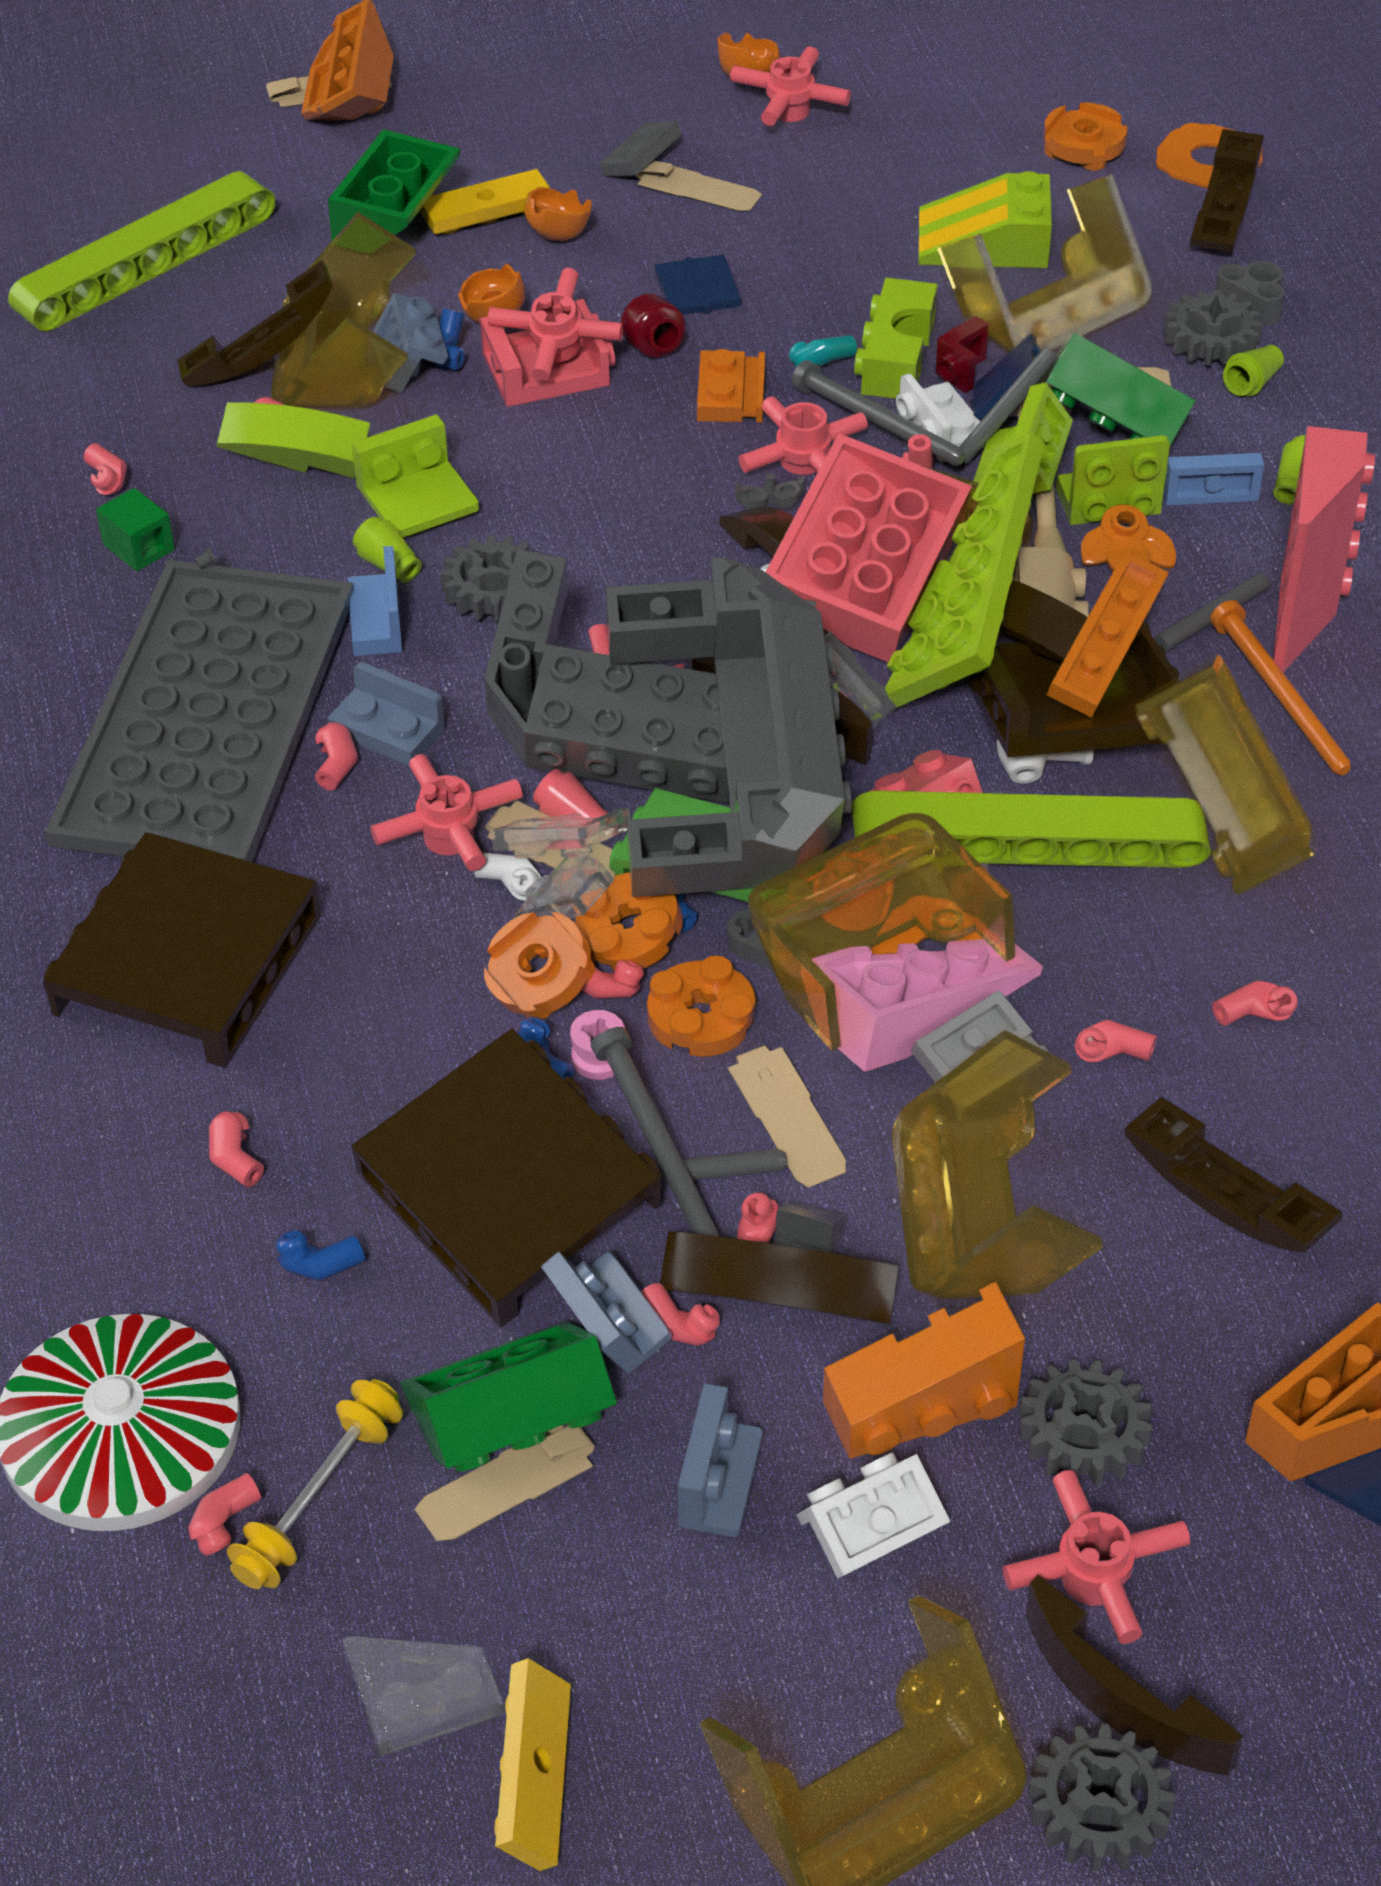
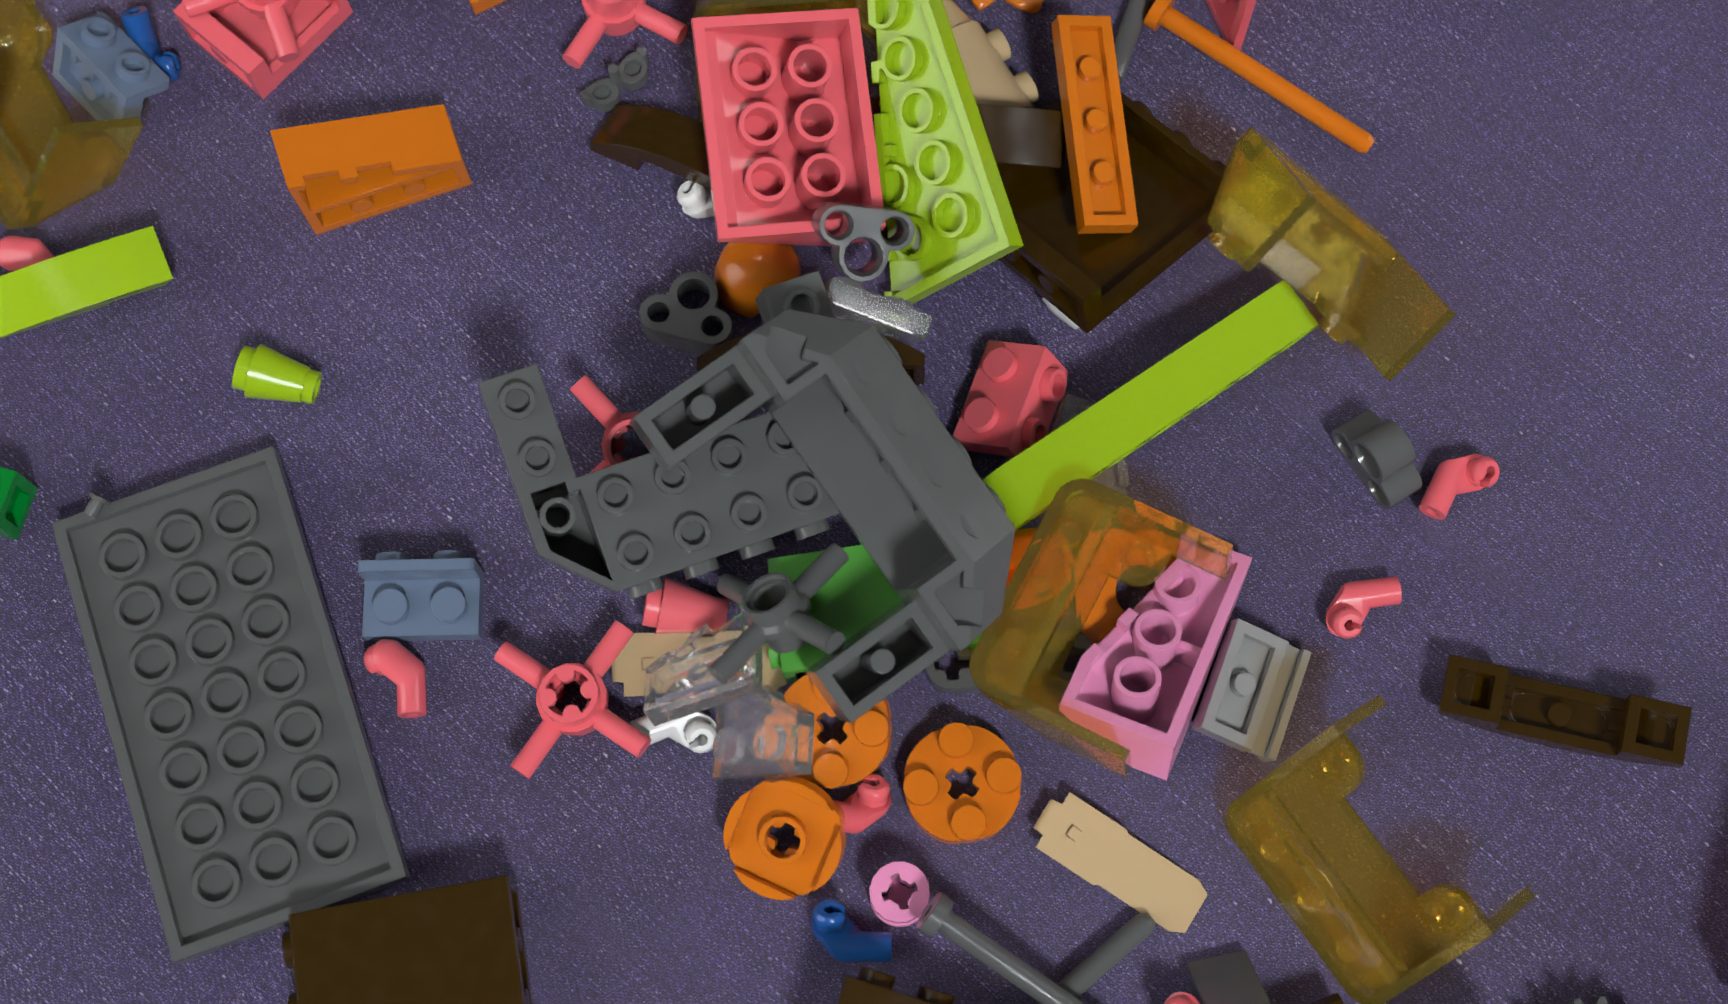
camera: 30 degrees left, 25 degrees up
(376, 611) = (315, 462): medium blue panel -> none
(410, 478) = (244, 270): lime bracket -> none
(488, 575) = (428, 373): dark grey gear -> none
(548, 456) = (369, 164): none -> orange wedge
(634, 798) = (779, 613): none -> dark grey bar
(880, 614) = (862, 222): none -> dark grey piece
(1199, 955) = (1379, 457): none -> dark grey piece

